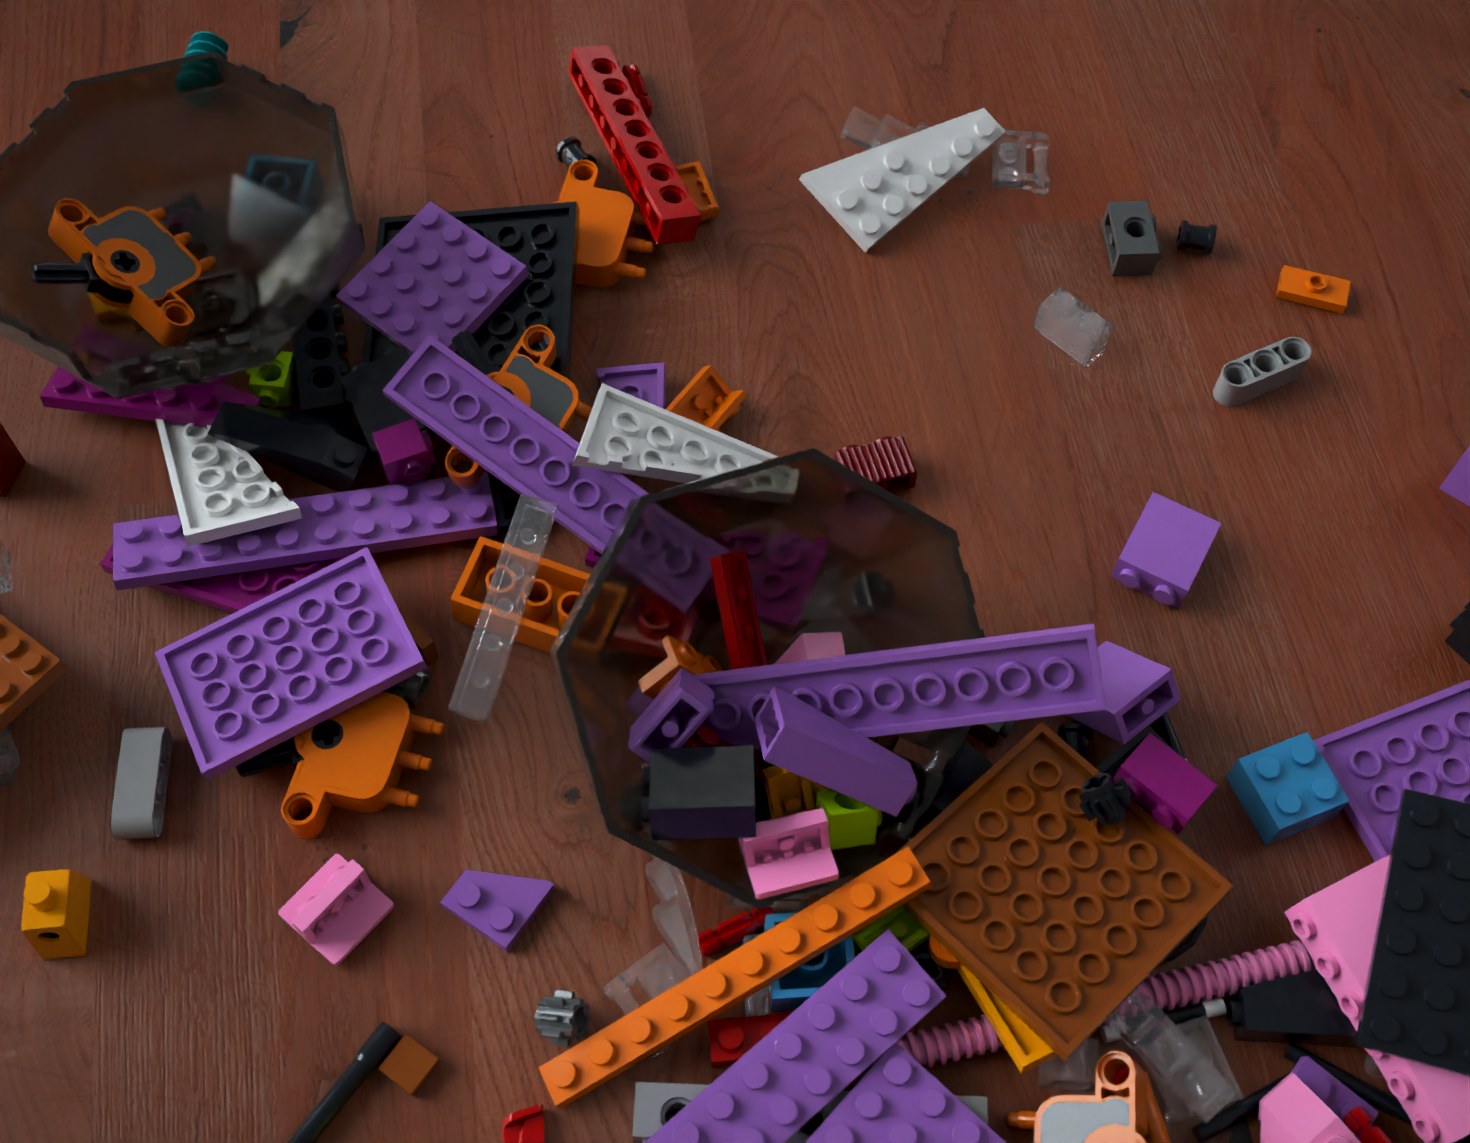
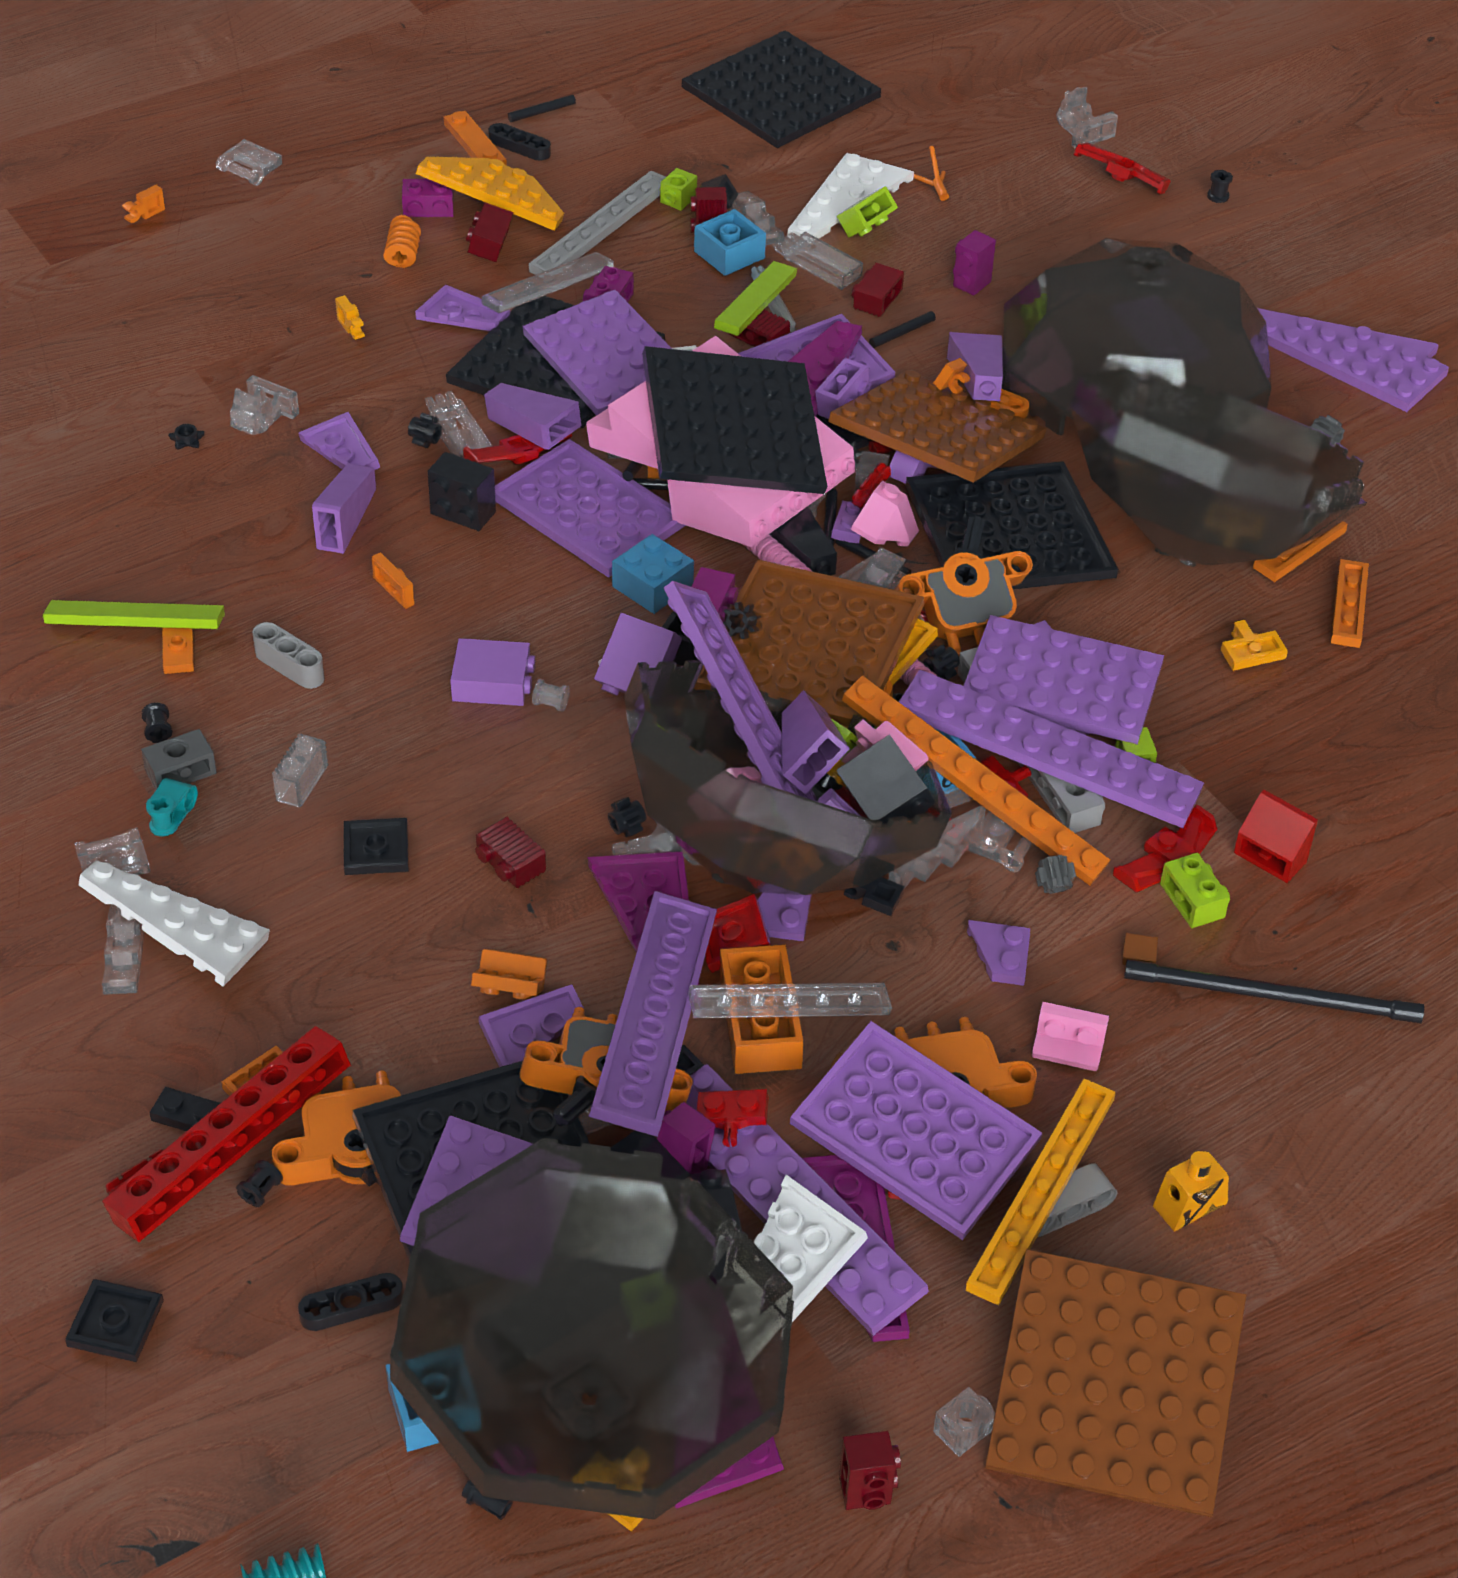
camera: 115 degrees left, 15 degrees down
(127, 264) = (622, 1404): piece -> none
(145, 746) = (1040, 1192): none -> light orange plate
(413, 509) = (734, 1110): none -> red plate
(418, 174) = (359, 1288): none -> black beam
(500, 40) = (114, 1320): none -> black plate
(655, 443) = (581, 957): white wing -> none
(689, 137) = (180, 1109): none -> black plate
(940, 362) = (376, 846): none -> black plate
(990, 1074) = (942, 661): none -> black gear
(1073, 218) = (170, 805): none -> teal piece
(1105, 596) = (550, 695): none -> clear bush
(1361, 507) = (393, 580): none -> orange plate
(1374, 262) = (134, 614): none -> lime tile

